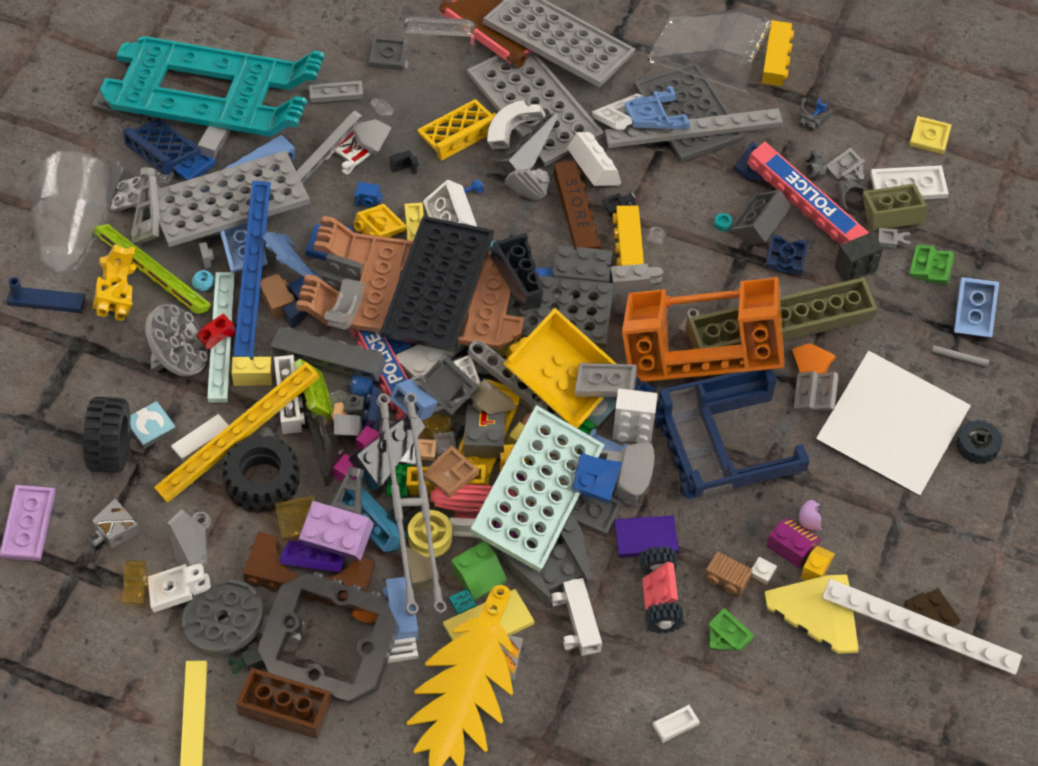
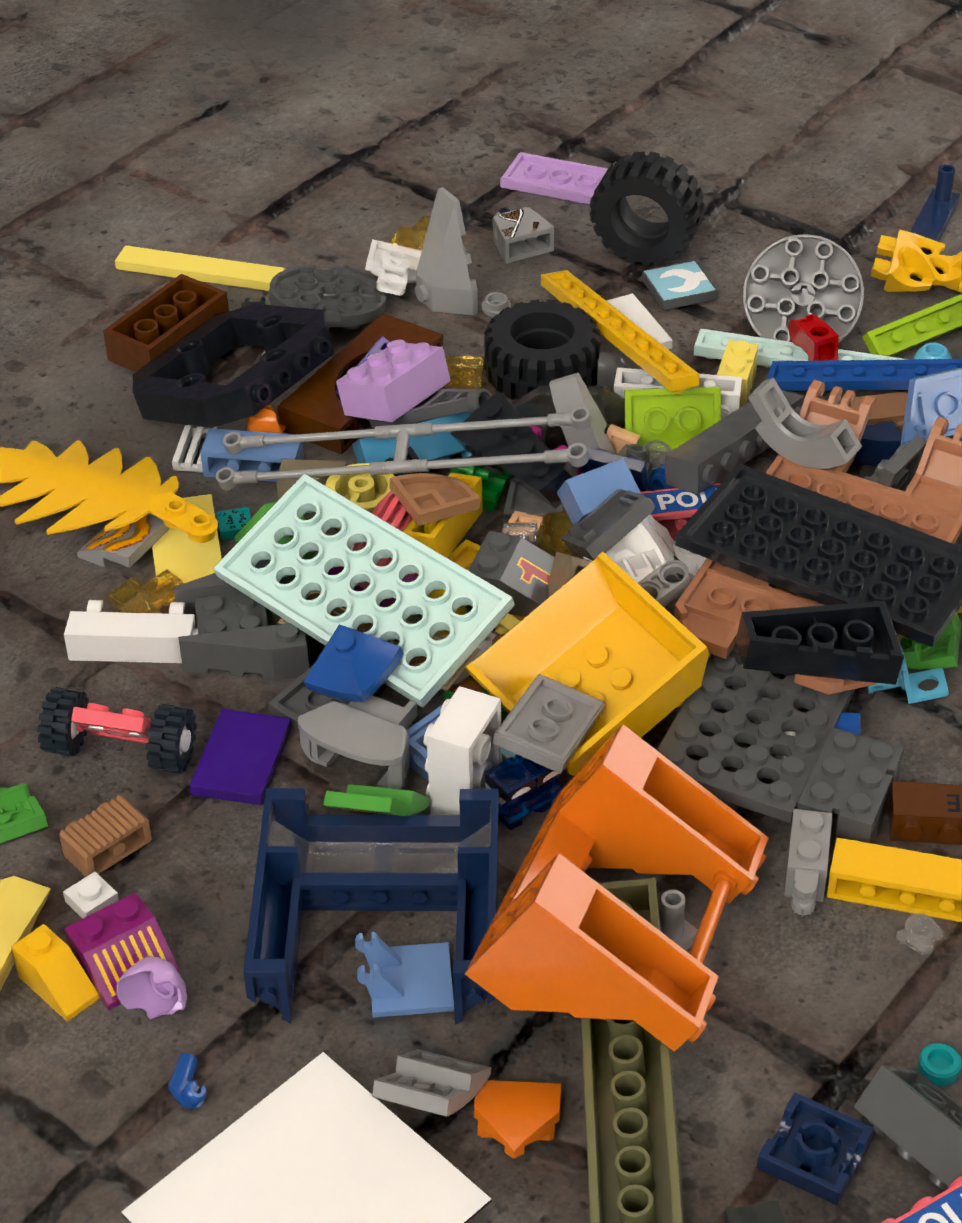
camera: 110 degrees right, 15 degrees down
(551, 615) = (146, 598): none -> clear yellow brick
(669, 453) = (377, 800): none -> bright green slope
(758, 420) = (406, 977): none -> medium blue plate
(852, 491) = (183, 1087): none -> blue arm

